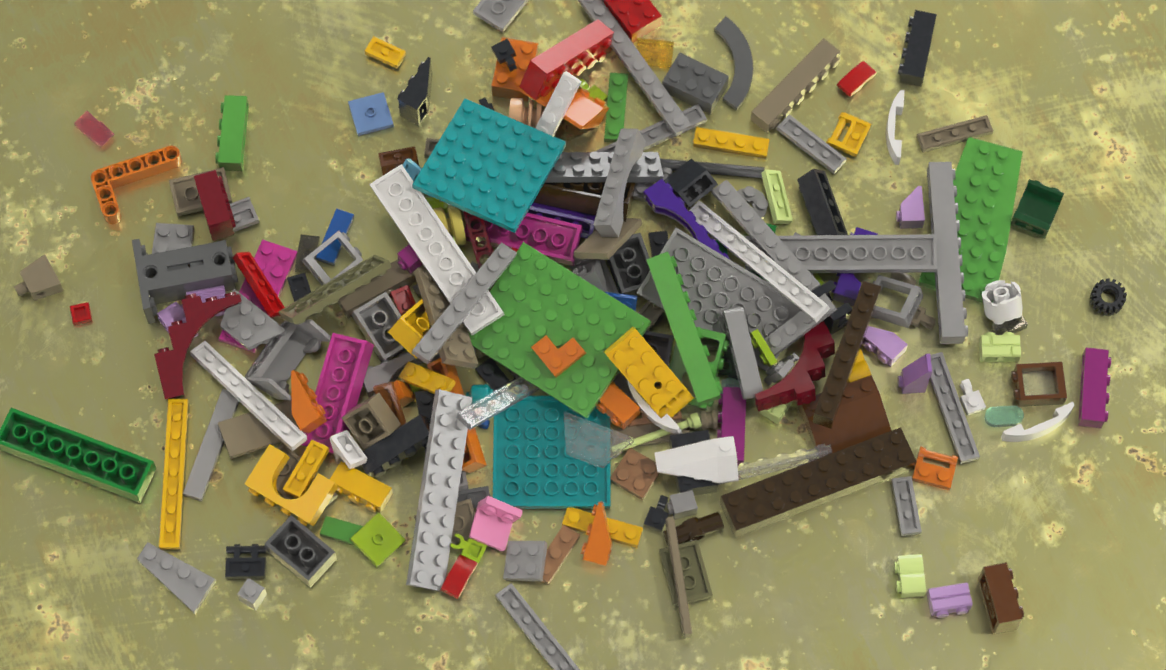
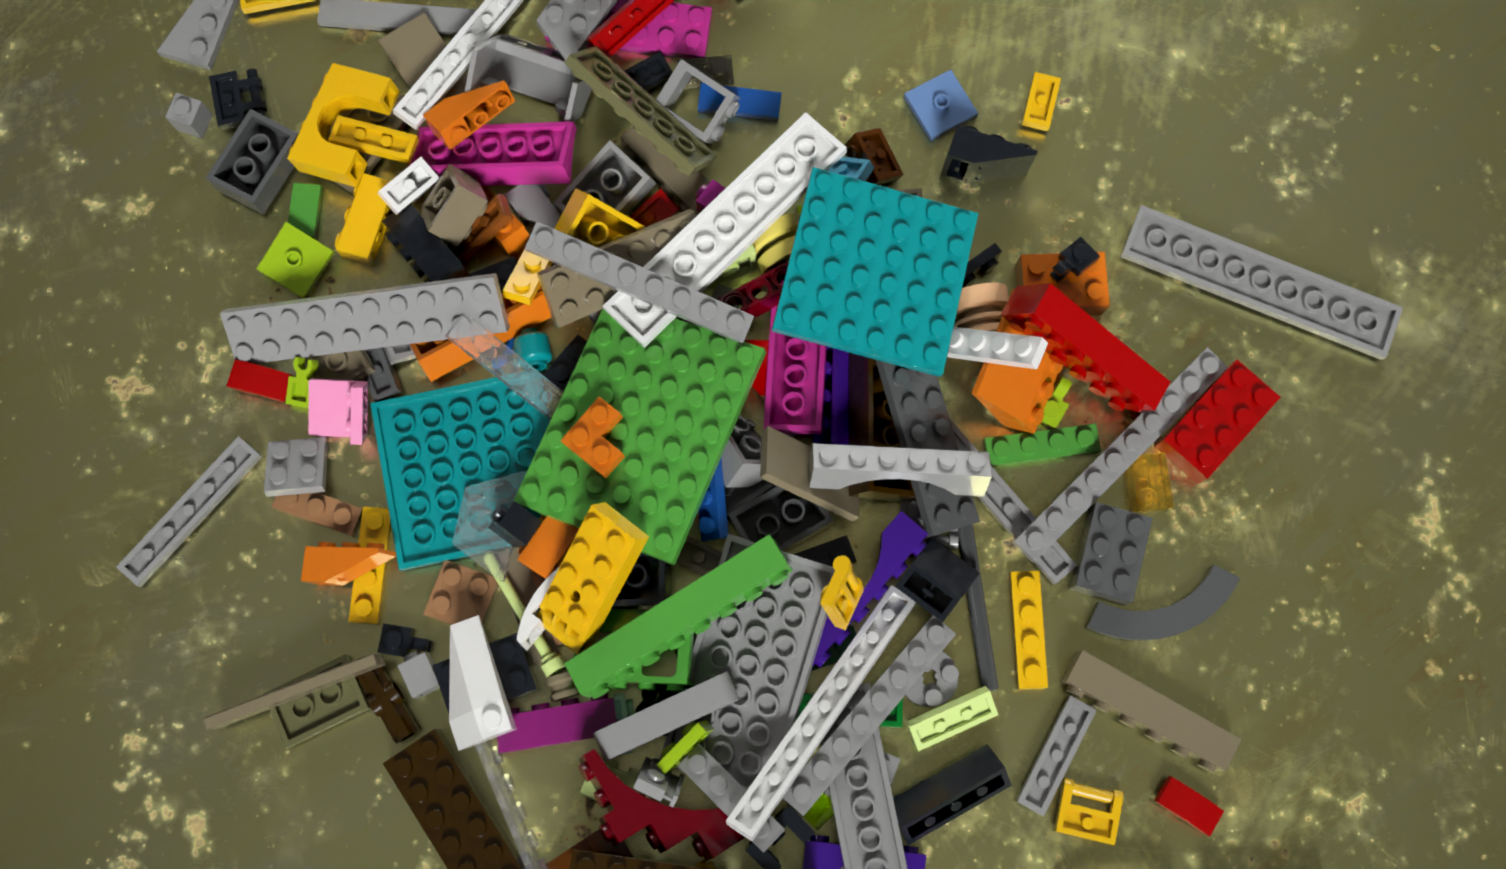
camera: 75 degrees right, 10 degrees up
(600, 419) = (514, 523): none -> black brick
(690, 230) = (842, 594): none -> yellow plate

